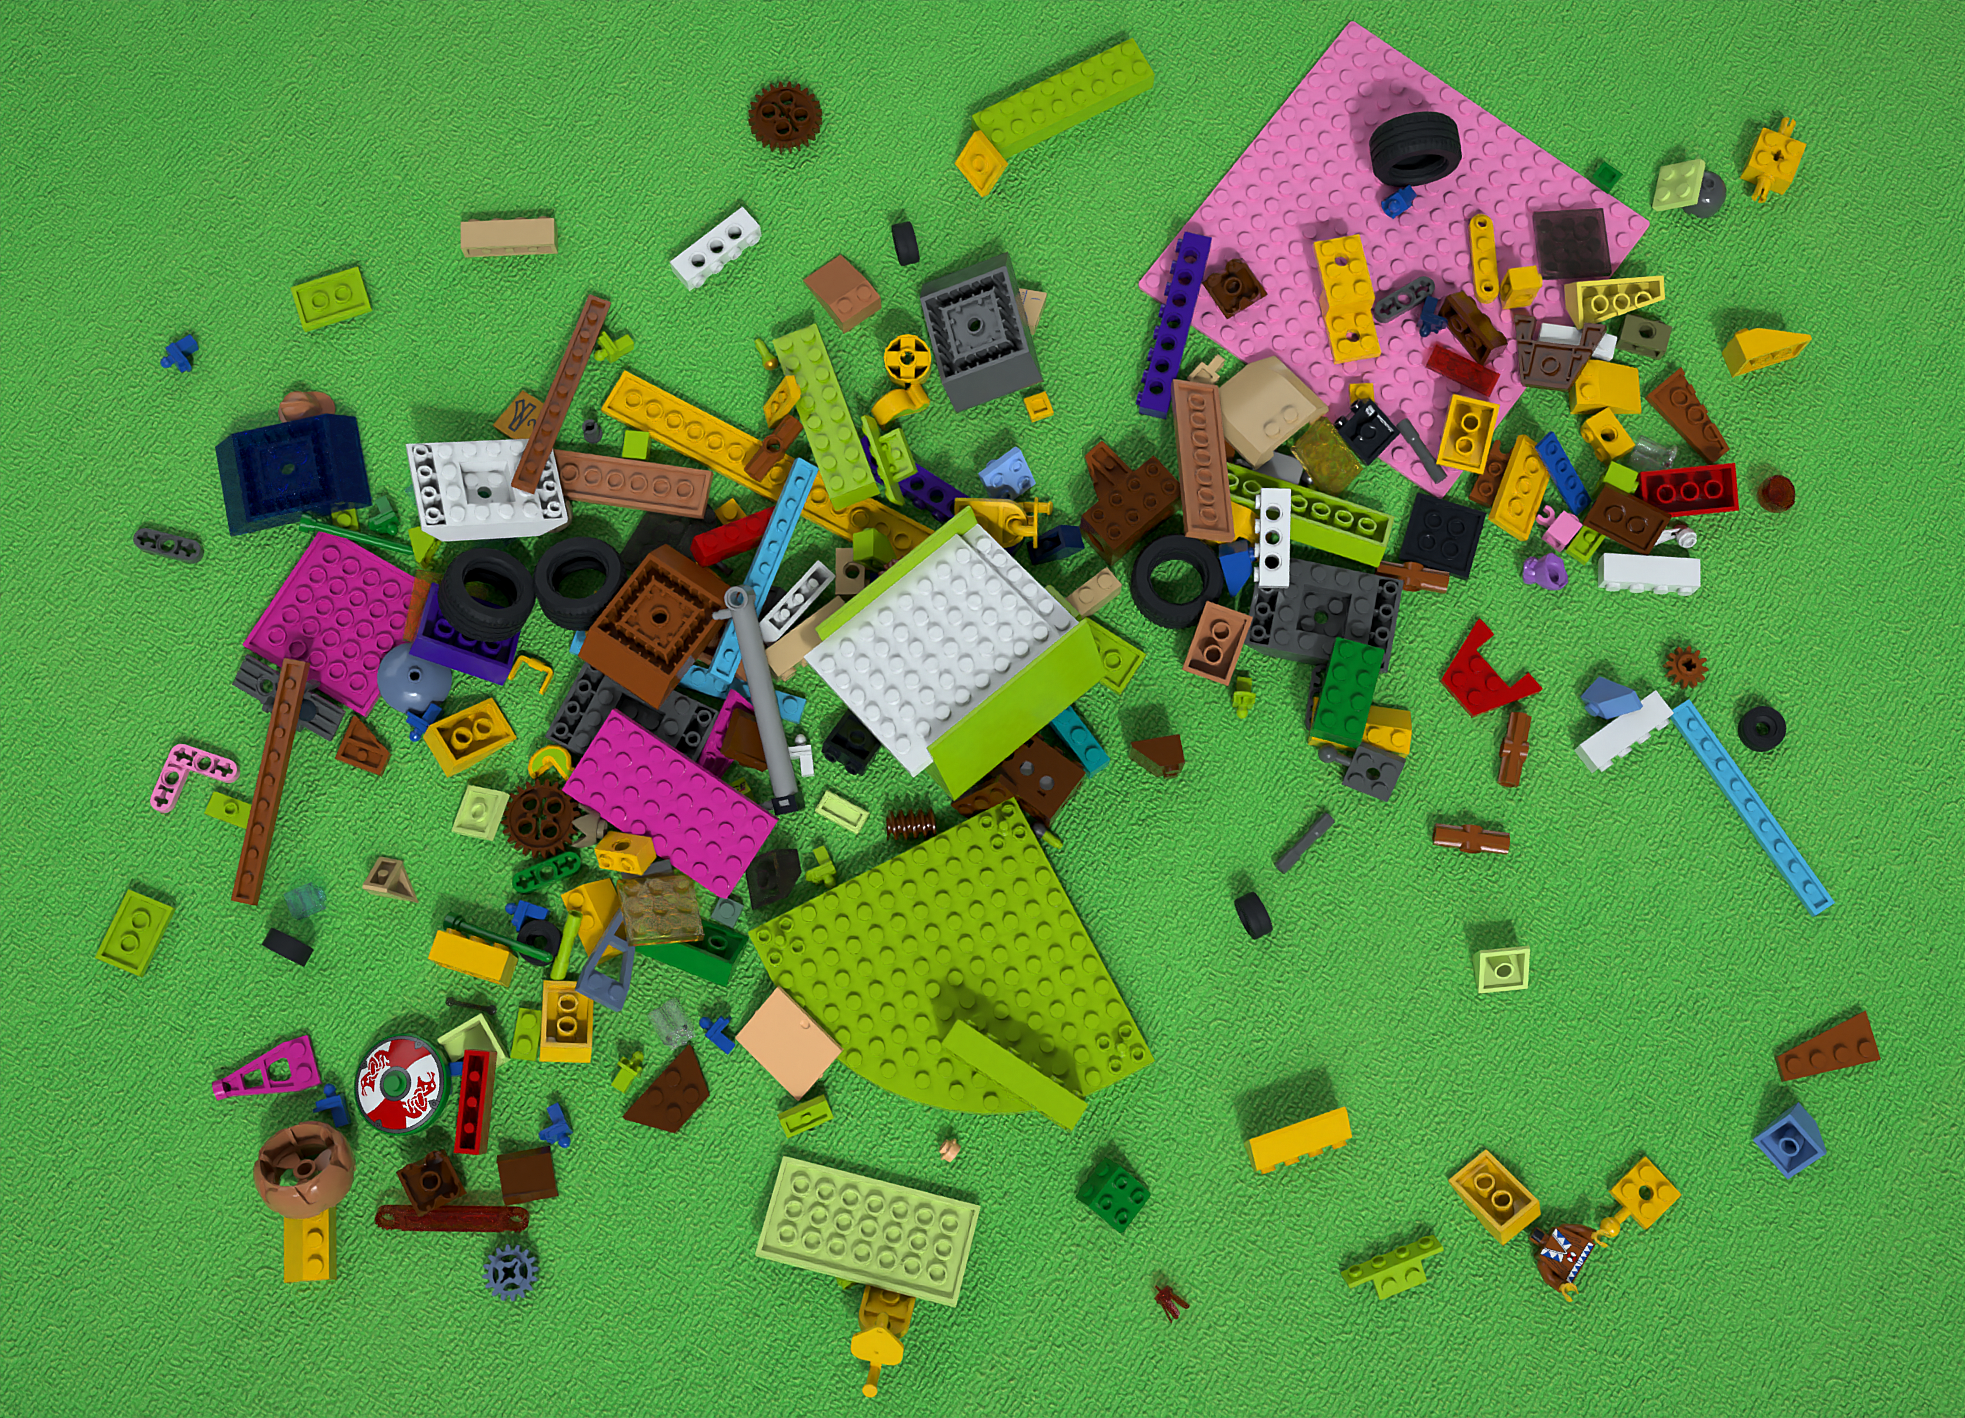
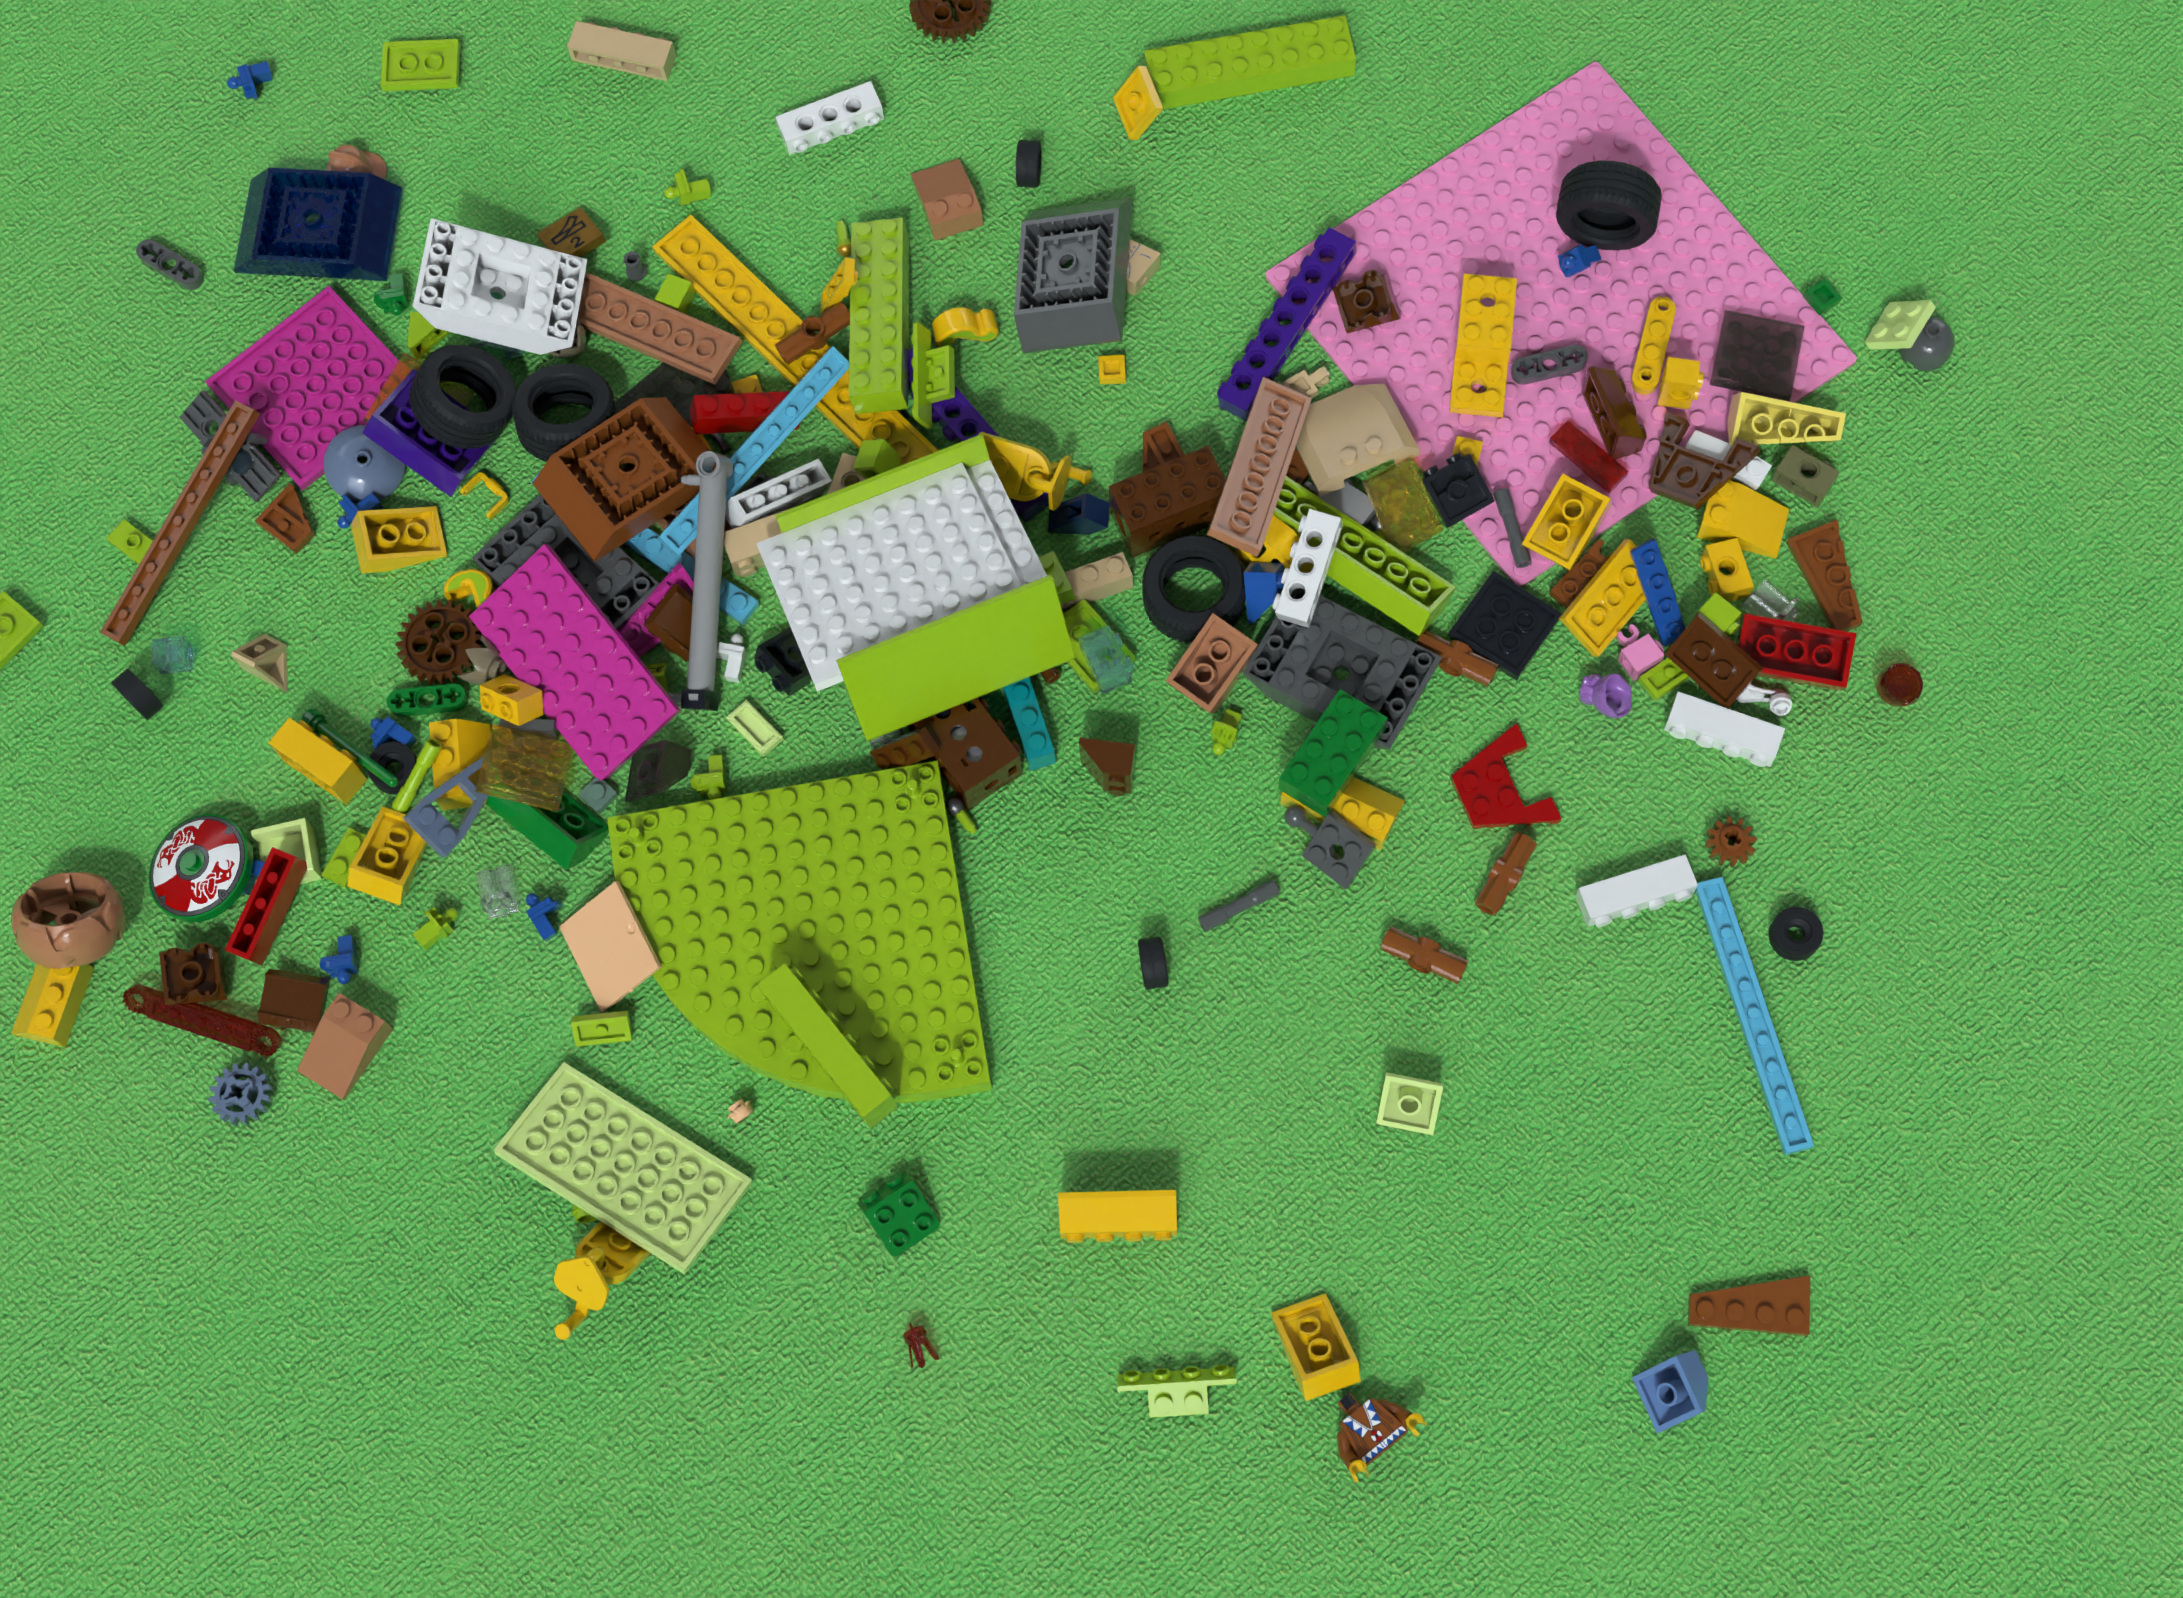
camera: 25 degrees right, 5 degrees down
(183, 768) = (102, 489): bright pink beam -> none
(301, 1063) = (109, 824): dark pink plate -> none
(310, 524) = (314, 279): green piece -> none
(336, 1103) = (128, 868): blue piece -> none
(346, 519) = (354, 290): lime plate -> none
(480, 812) = (380, 617): yellowish green plate -> none
(491, 1010) = (320, 822): clear smoke hinge -> none
(561, 395) = (612, 217): dark orange plate -> none
(585, 1202) = (343, 1046): none -> nougat slope
(672, 1096) = (472, 966): reddish brown wing -> none
(895, 359) = (985, 282): yellow cylinder -> none
(910, 823) = (820, 760): reddish brown piece -> none
(1007, 476) = (1051, 429): light blue plate -> none
(1130, 676) = (1107, 673): none -> clear light blue brick
(1428, 321) = (1567, 392): dark blue piece -> none
(1610, 699) = (1629, 849): medium blue slope -> none
(1627, 1195) = (1477, 1414): yellow plate -> none
(1761, 348) = (1935, 524): yellow slope -> none
(1773, 160) = (2019, 328): yellow brick -> none

